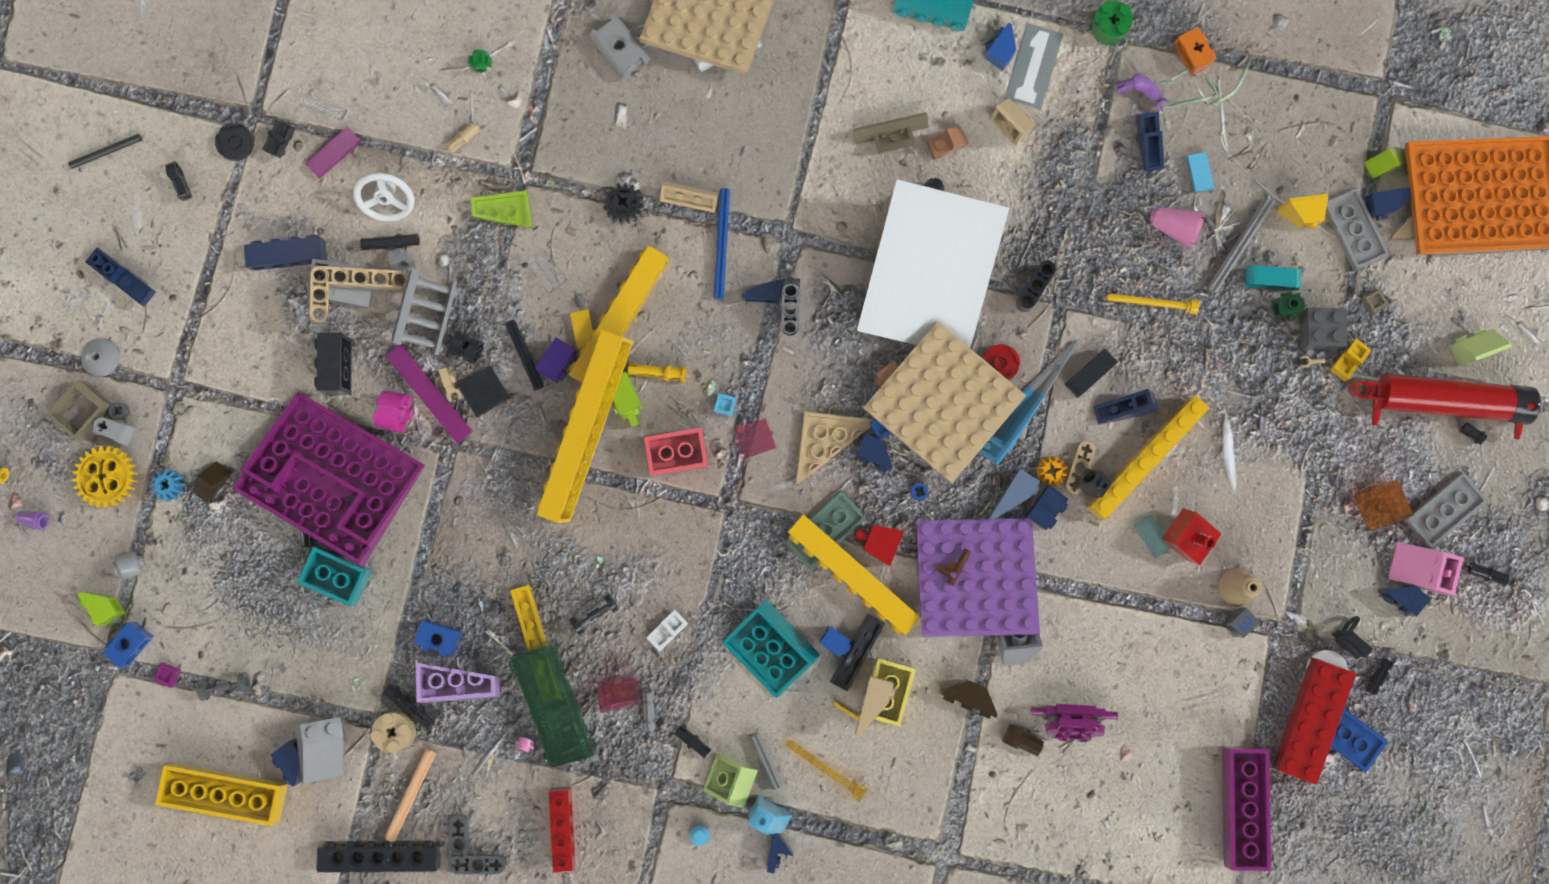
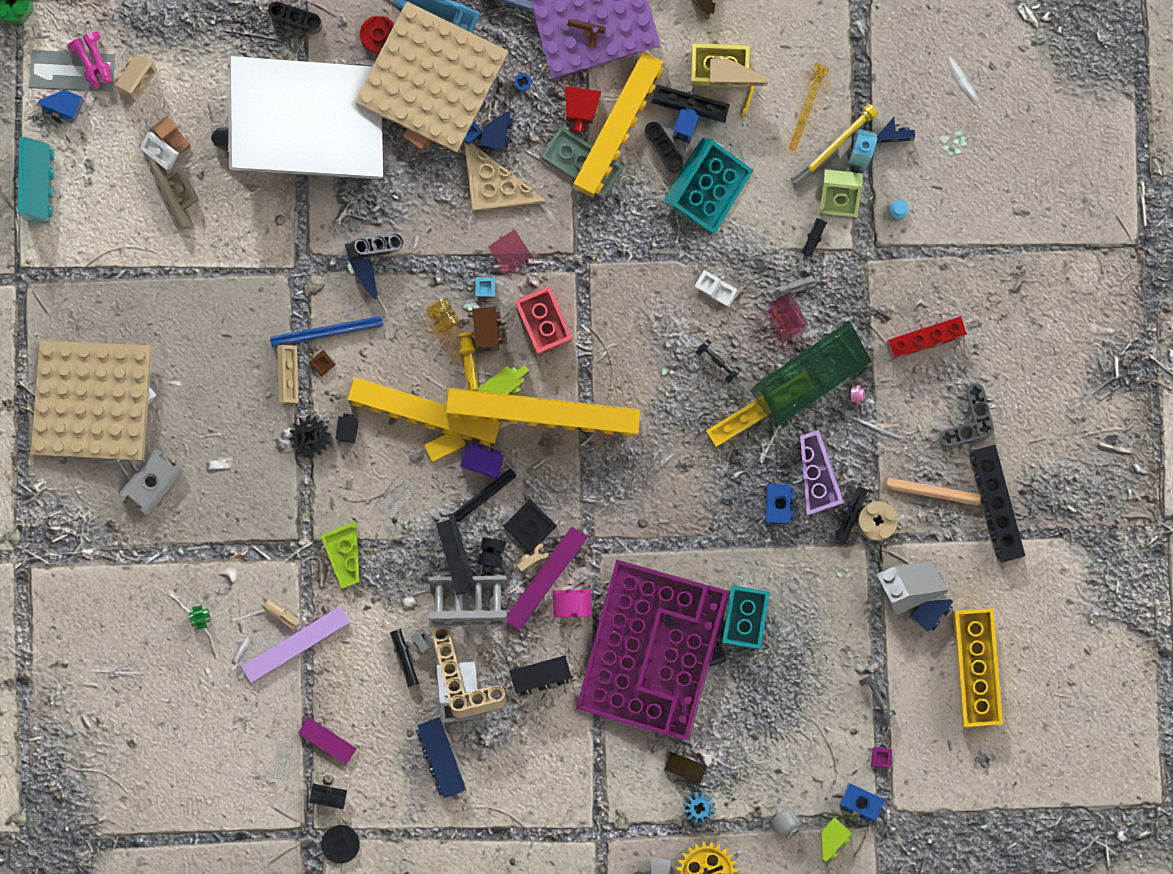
camera: 105 degrees left, 0 degrees up
(384, 195) = (360, 672): white piece -> none
(431, 145) = (295, 644): none -> lavender tile
(470, 311) = (455, 555): none -> black fence
(621, 239) = (347, 428): none -> black brick
(681, 394) = (486, 328): none -> reddish brown brick
(692, 233) = (322, 363): none -> reddish brown tile
(707, 356) = (442, 314): none -> clear yellow wheel
(803, 829) = (869, 113): none -> yellow piece
(810, 614) = (665, 156): none -> black beam
(935, 126) = (159, 150): none -> white plate
(1030, 90) = (100, 67): none -> dark pink piece

